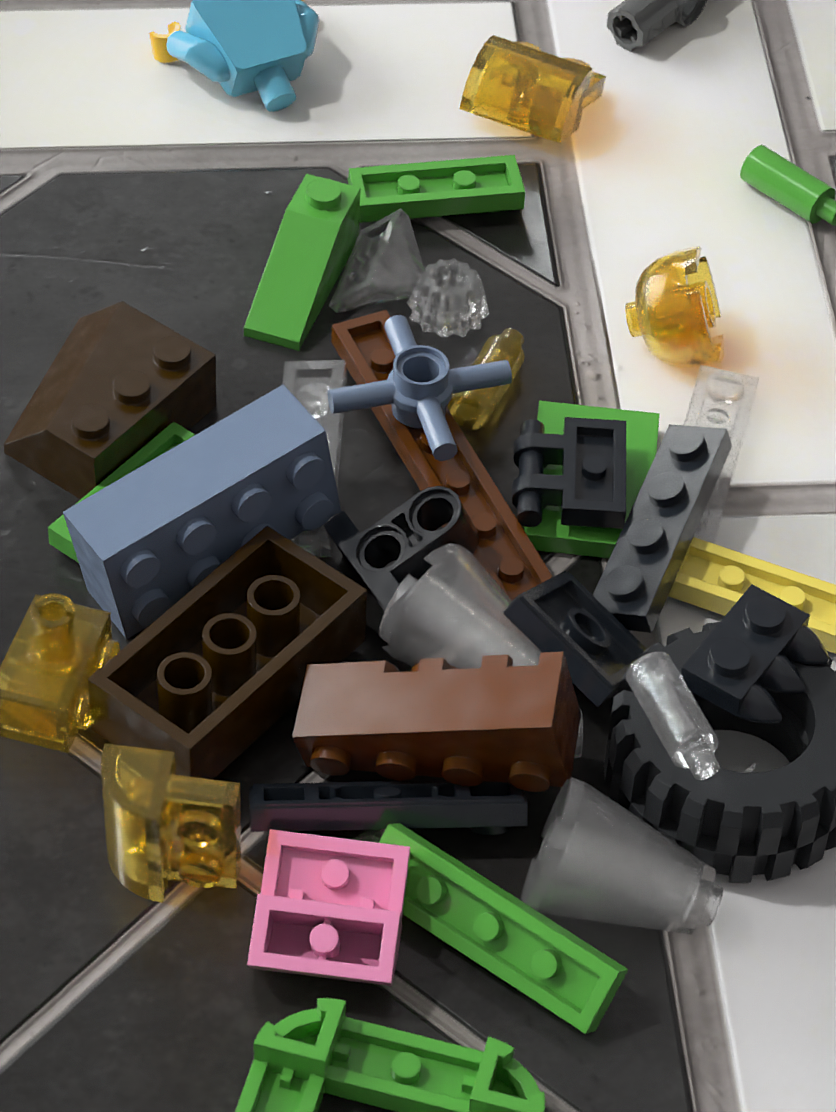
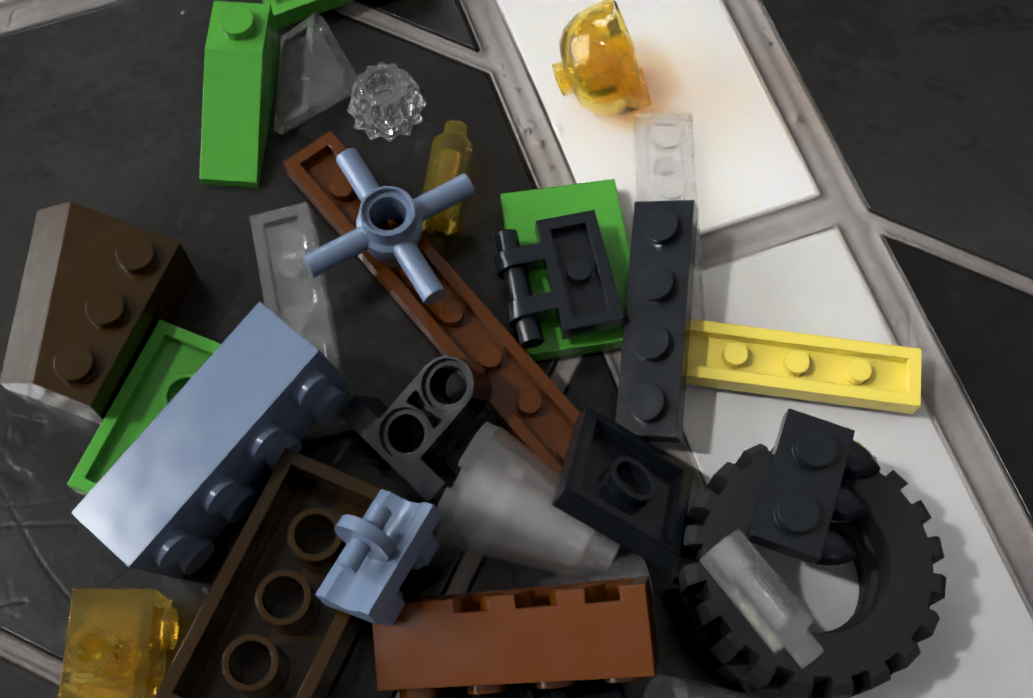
camera: 15 degrees left, 20 degrees up
(328, 602) = (378, 557): none -> sand blue hips

